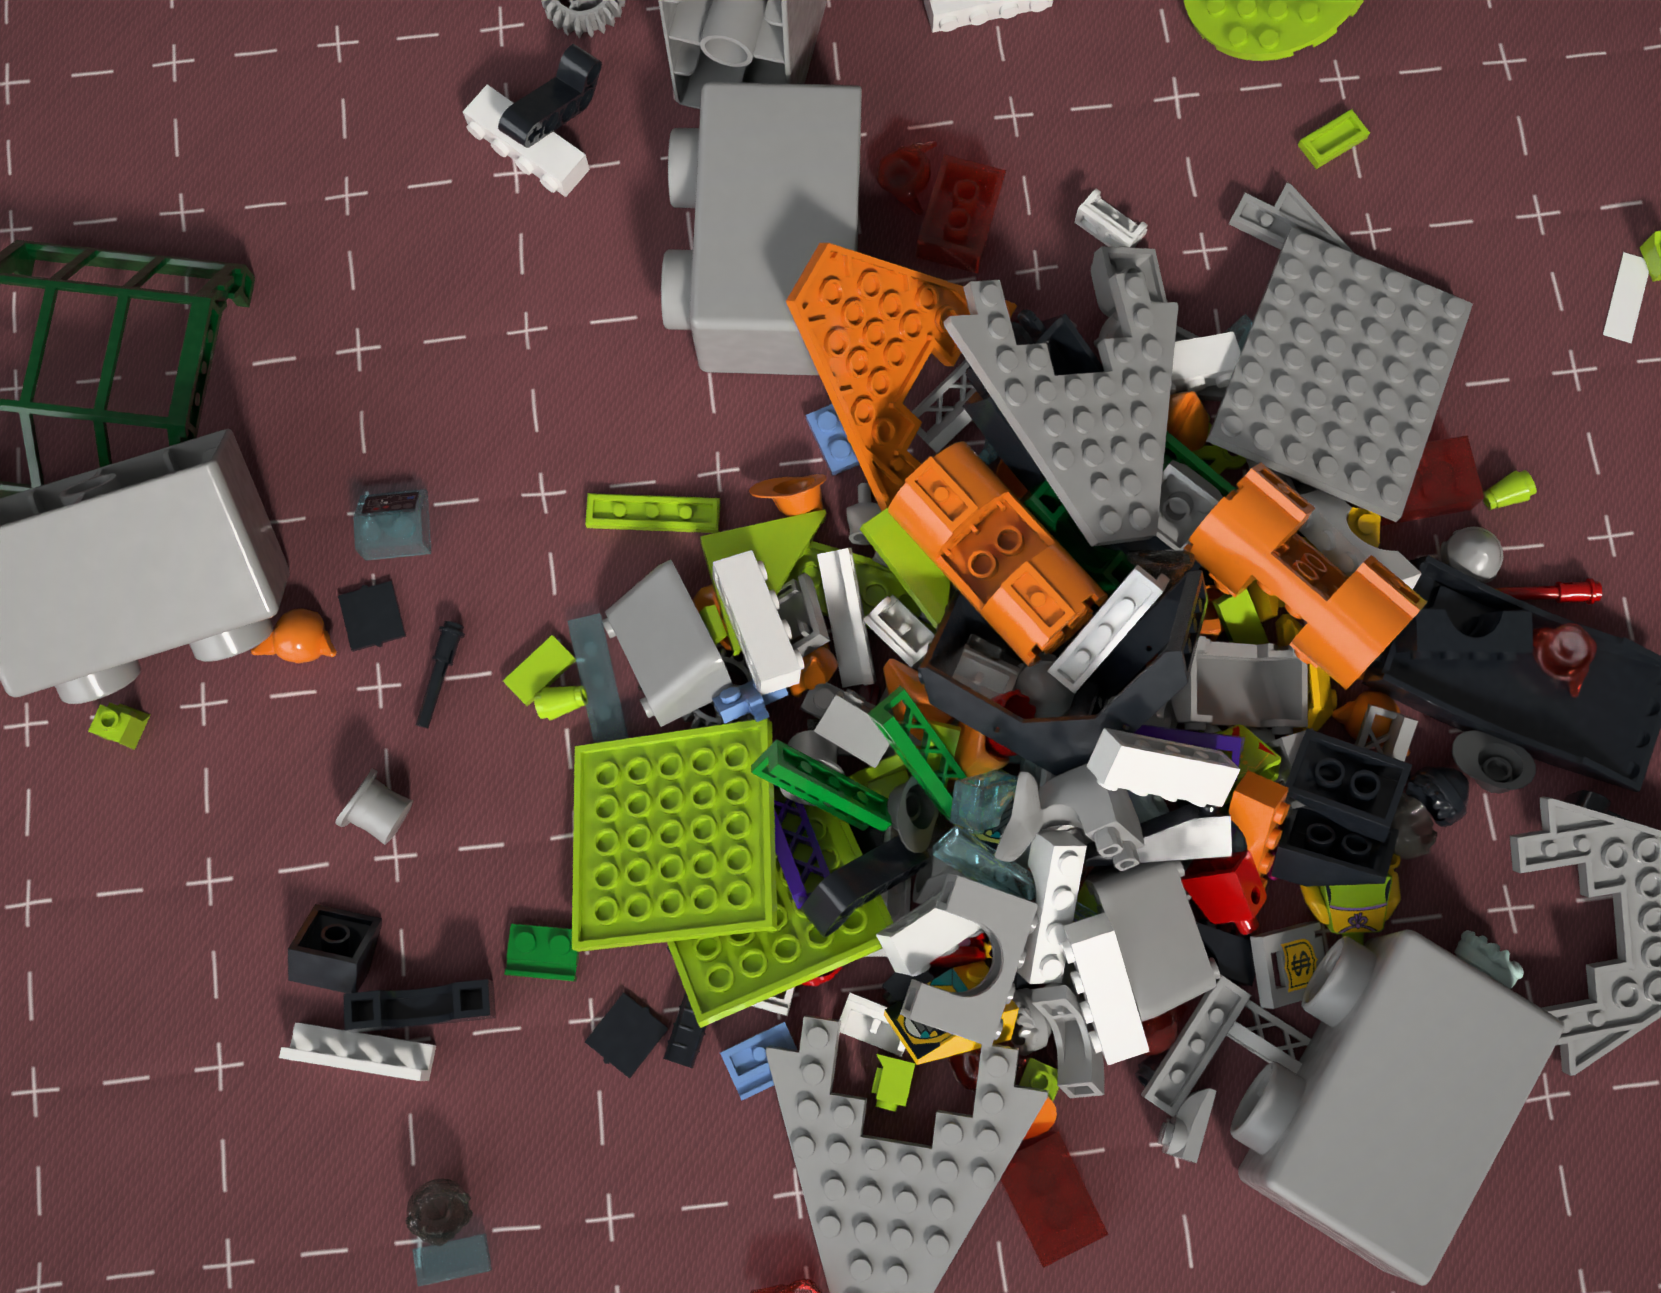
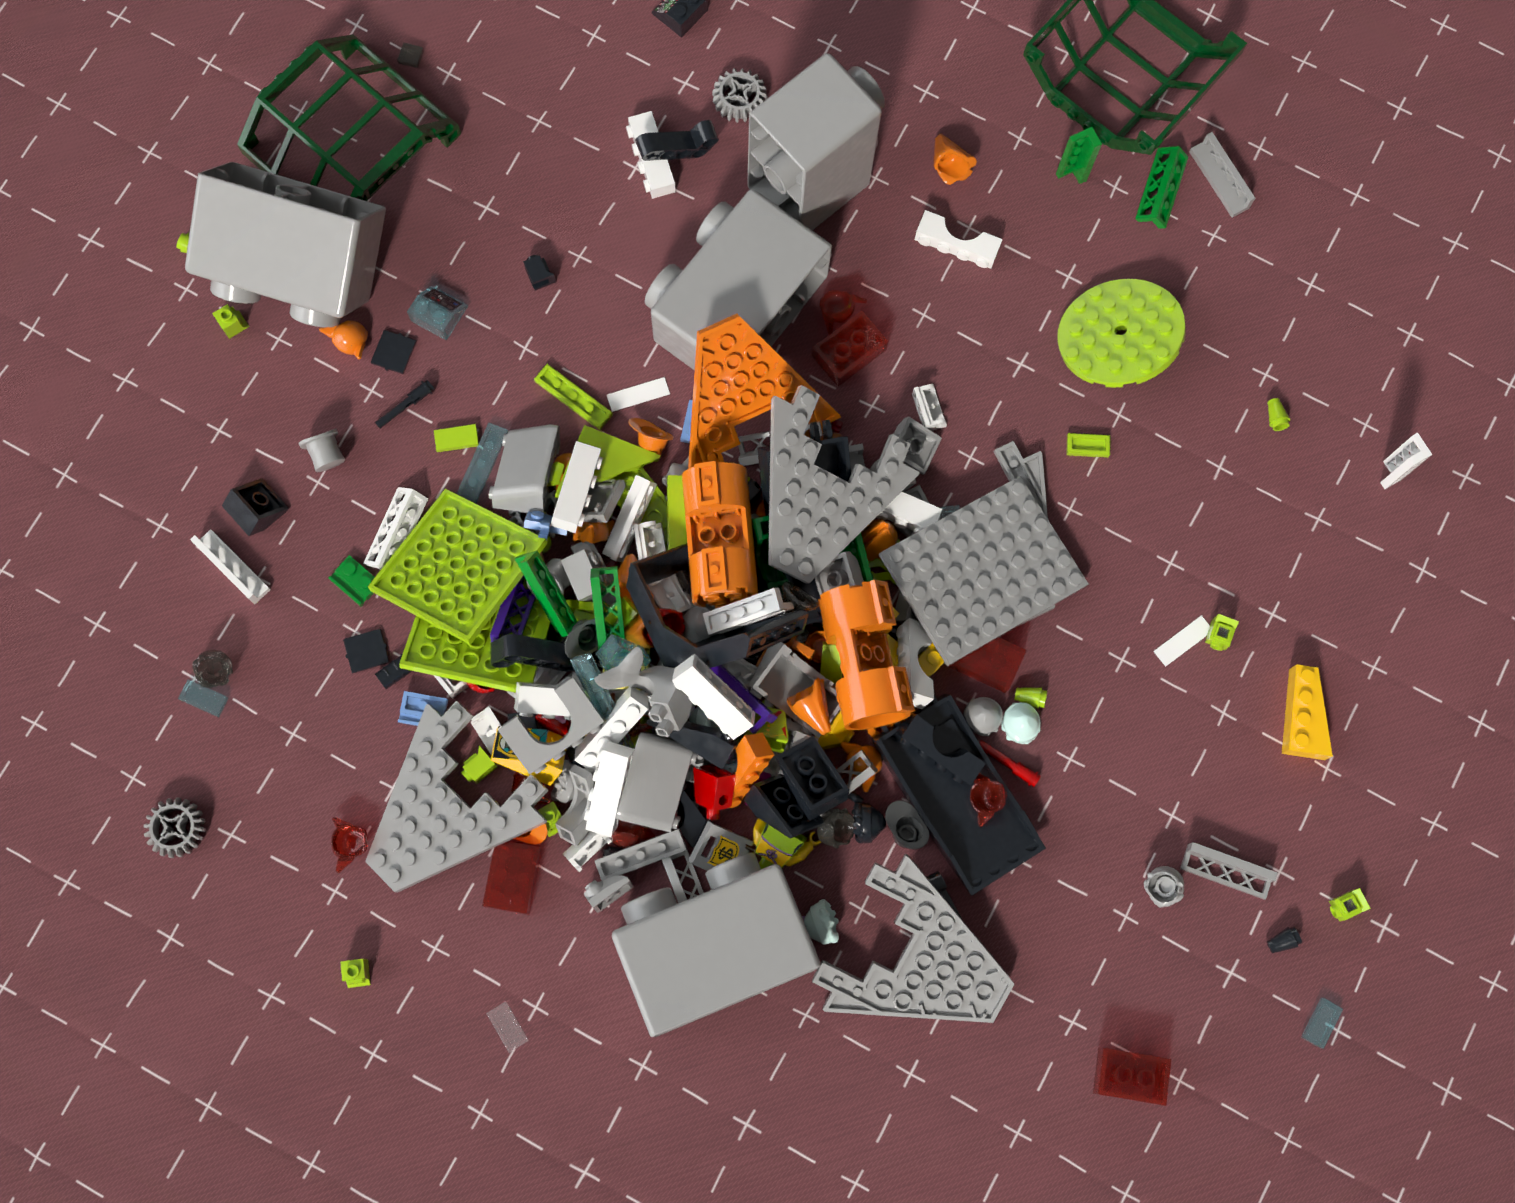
camera: 30 degrees right, 0 degrees up
(113, 220) = (410, 55): none -> clear smoke tile
(419, 1007) = (273, 563): black arch -> none
(490, 384) = (538, 272): none -> black window
(553, 843) = (406, 518): none -> white fence
(558, 701) = (453, 460): lime cone -> none
(733, 453) = (638, 394): none -> white sticker
(1112, 1104) = (590, 845): none -> white hinge
(1271, 693) = (812, 706): none -> orange hat
(1524, 532) = (1021, 723): none -> light aqua hair

